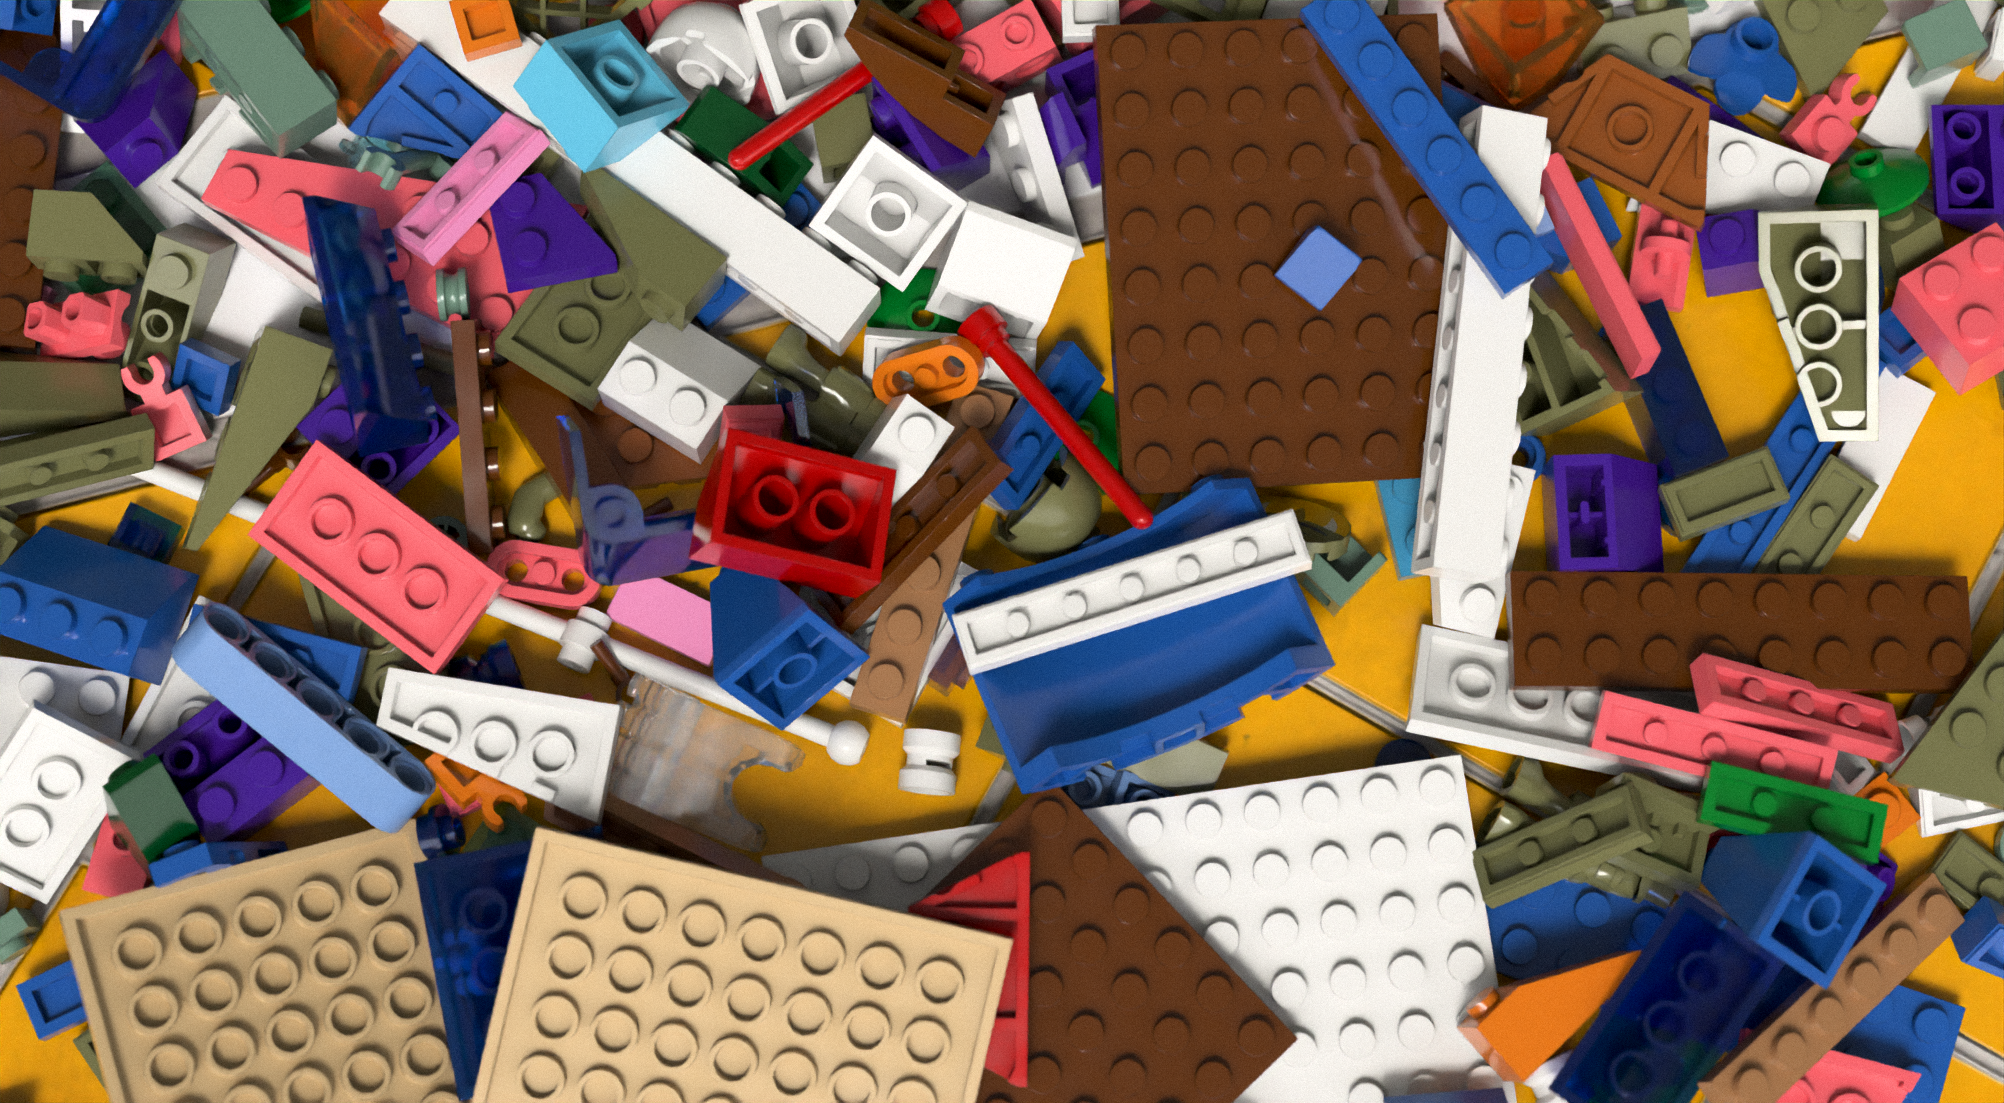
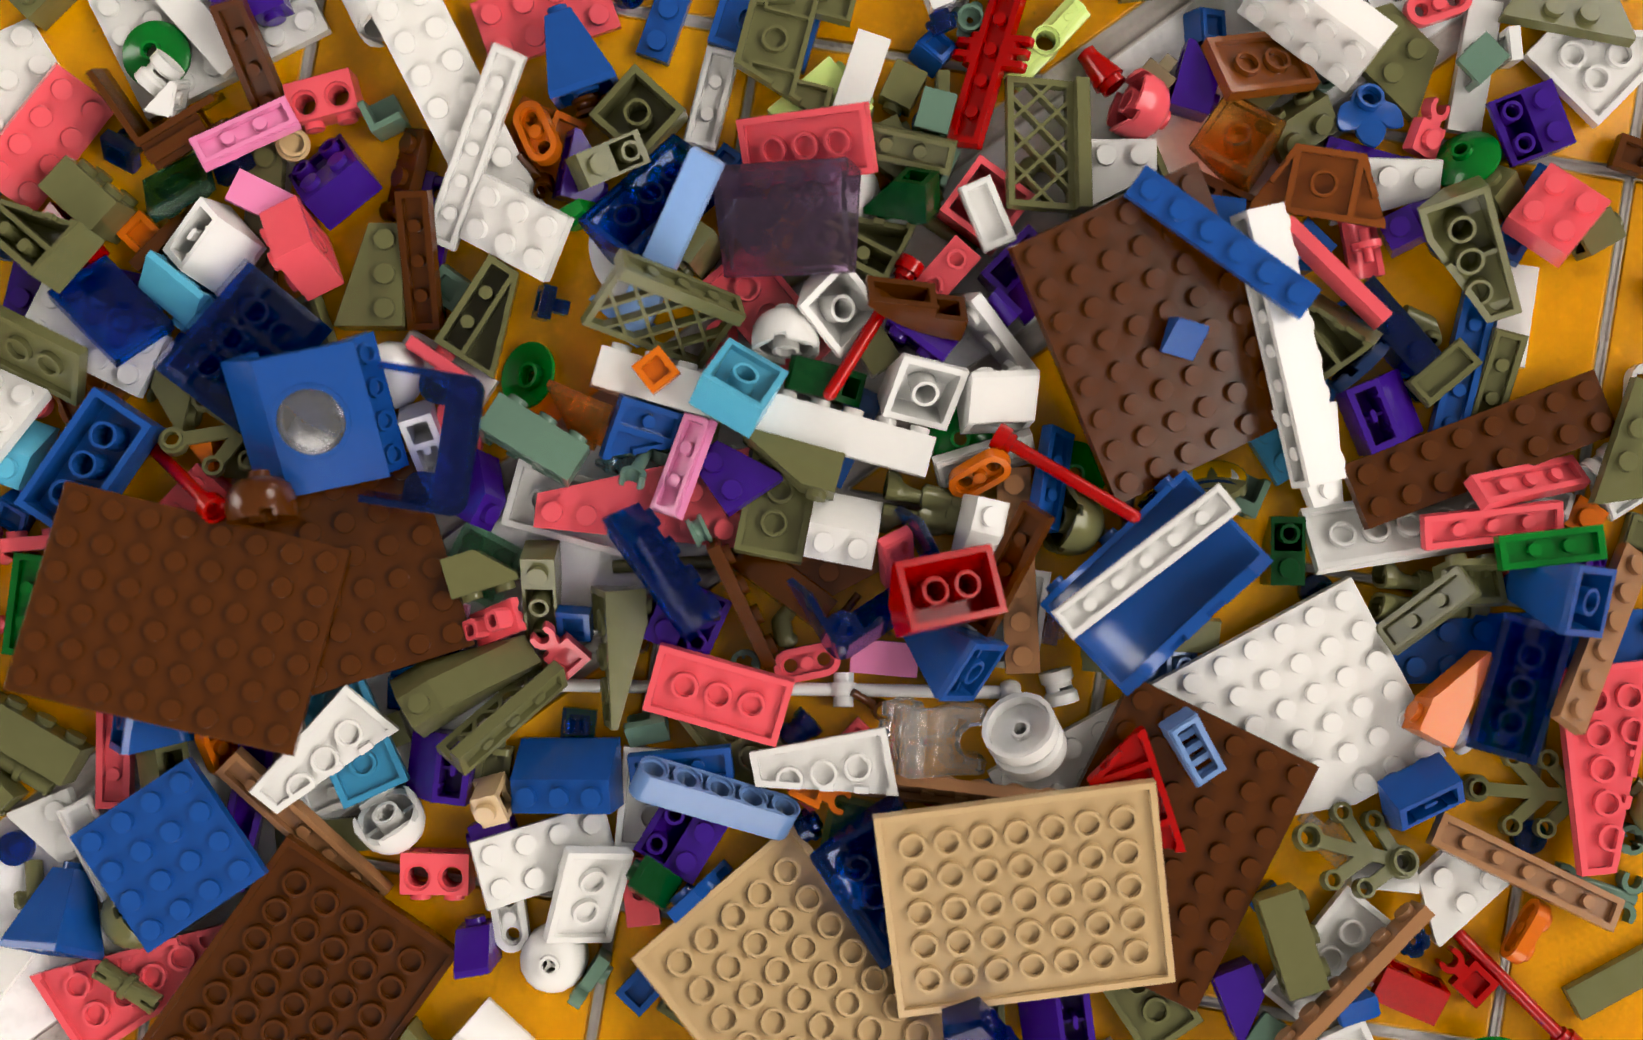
camera: 15 degrees left, 10 degrees up
(248, 580) = (646, 729): none -> sand green panel
(838, 811) = (1024, 737): none -> white wheel
(1117, 892) = (1179, 728): none -> medium blue slope
(1369, 679) = (1285, 545): none -> dark green slope
(1592, 428) = (1358, 367): none -> dark blue tile
(1725, 412) = (1426, 323): none -> olive arm

